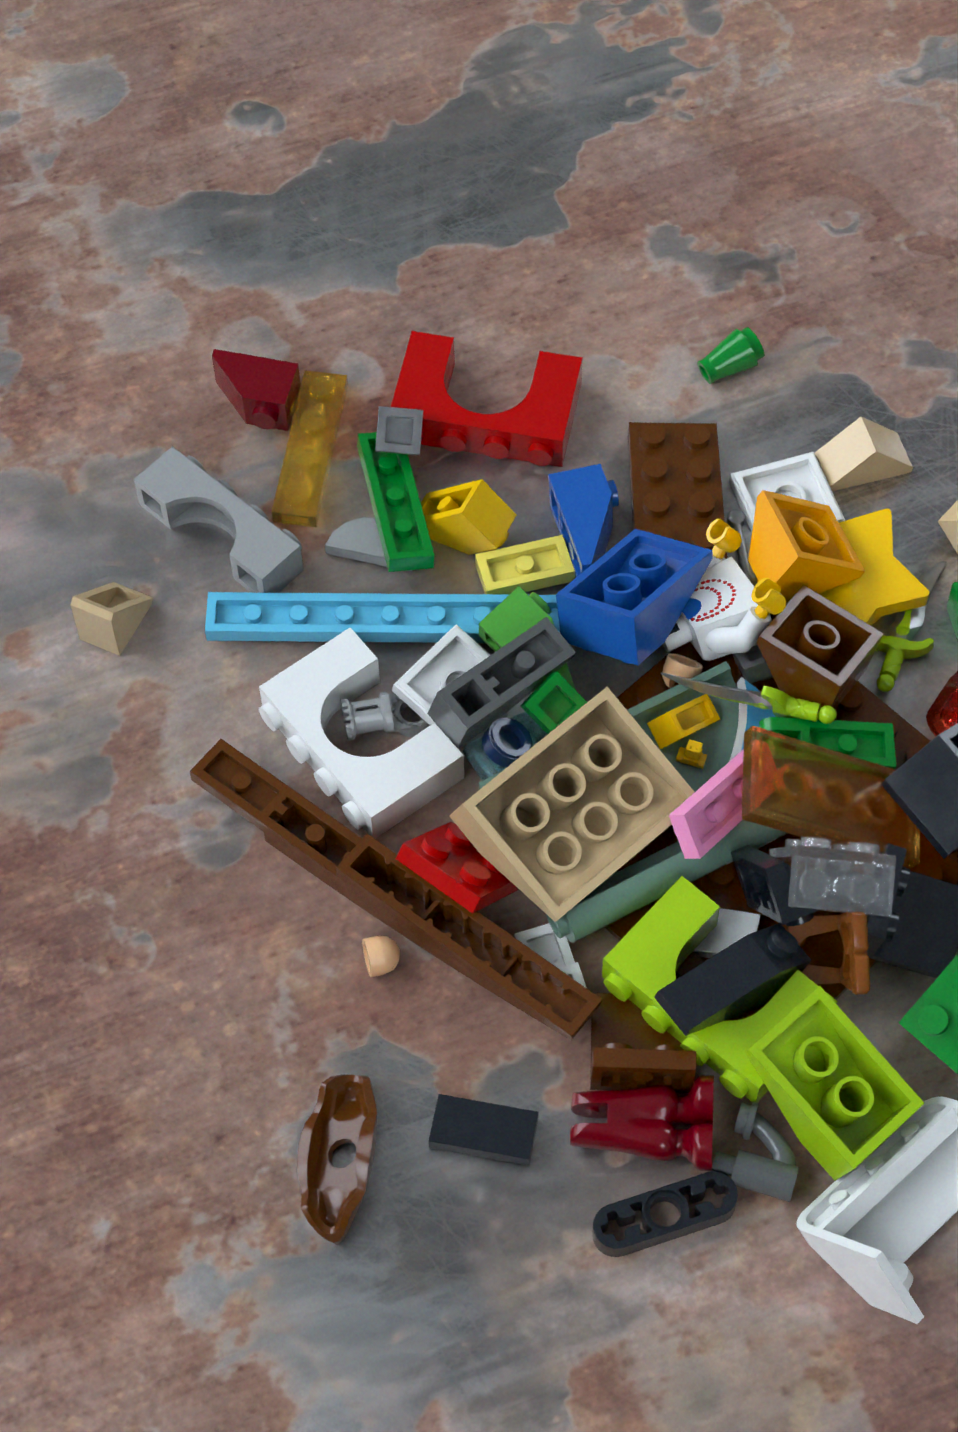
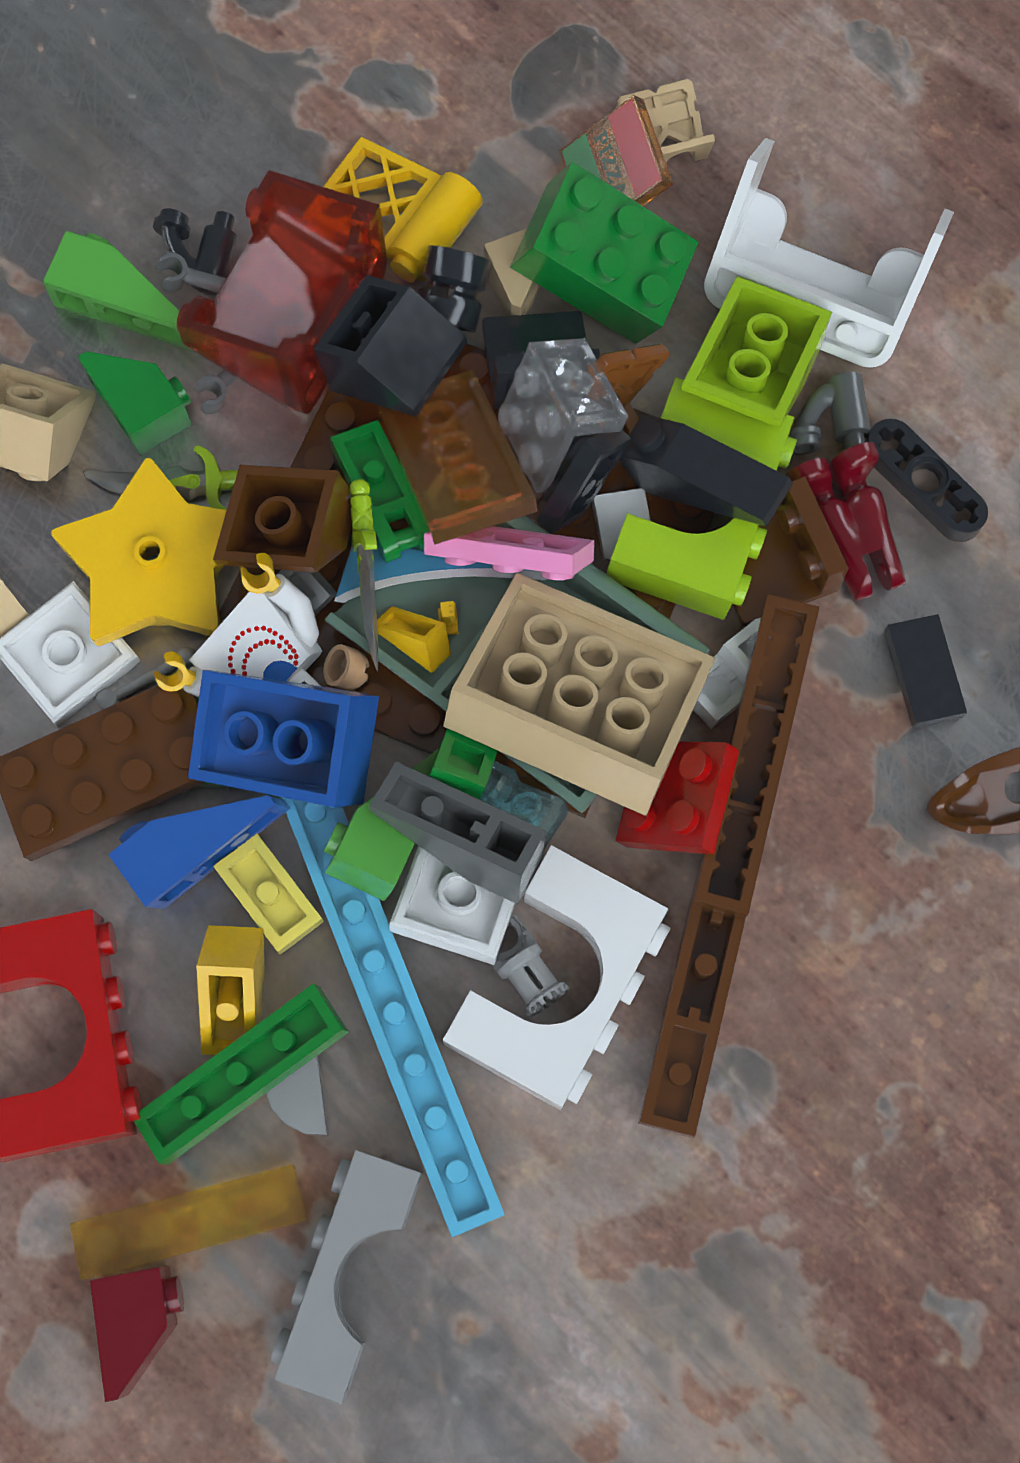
camera: 115 degrees left, 15 degrees up
(109, 615) = (517, 1343): tan slope -> none
(380, 955) = (799, 843): light nougat hinge -> none
(399, 430) = (149, 1104): flat silver plate -> none
(506, 741) = (523, 797): dark blue tile -> none
(800, 545) = (154, 589): light orange slope -> none

